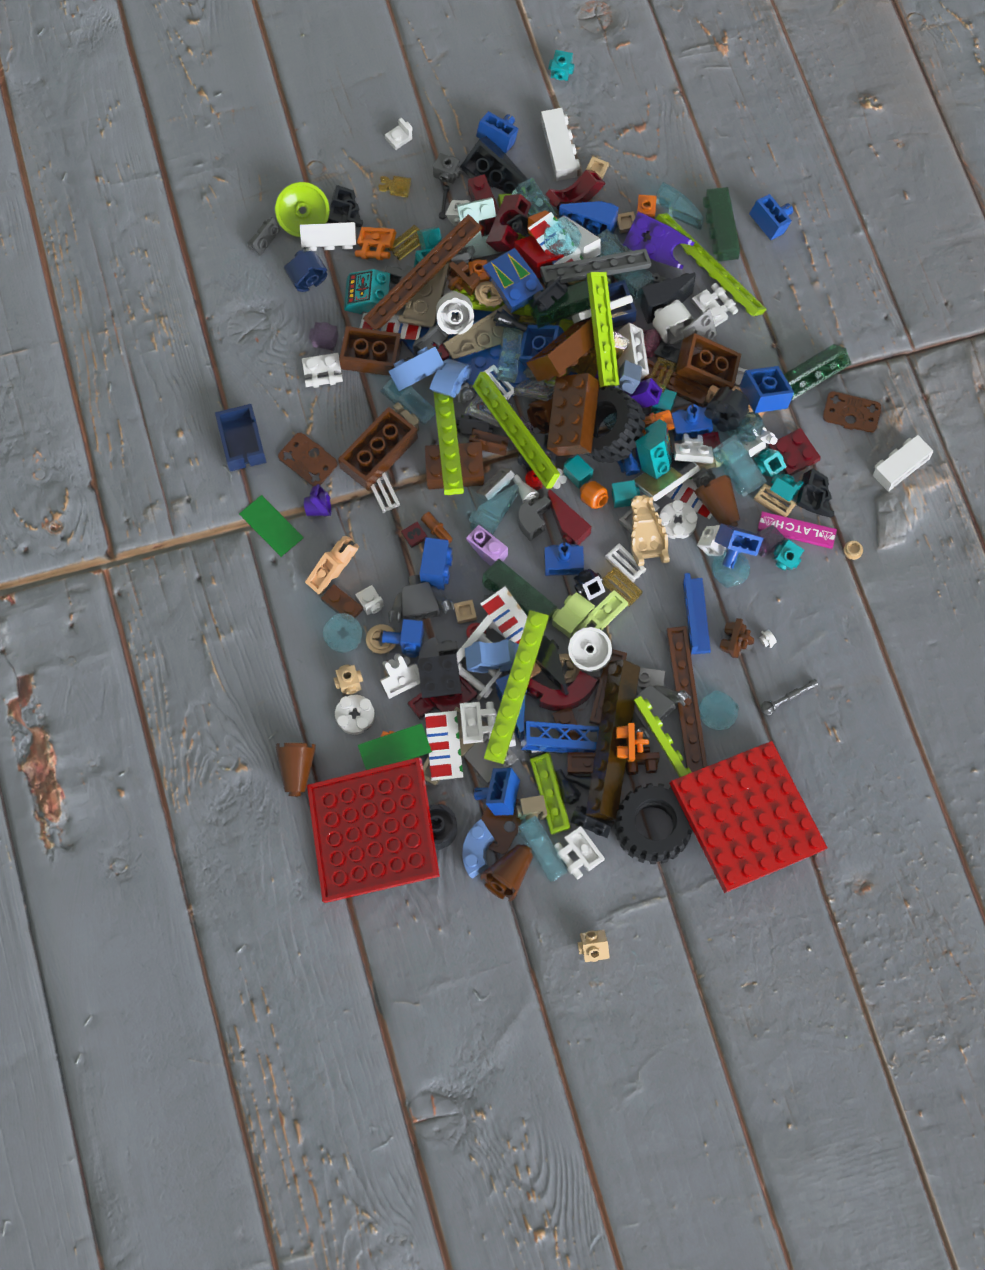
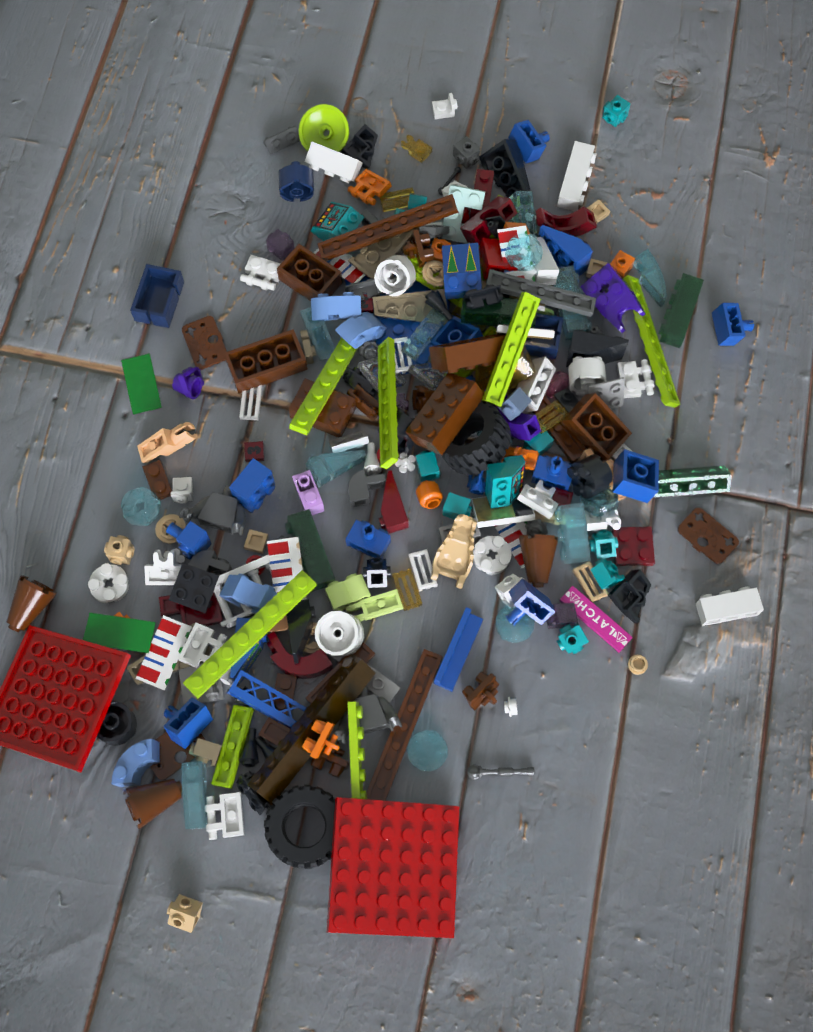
camera: 25 degrees right, 0 degrees up
(435, 527) = (276, 455): dark orange axle -> none

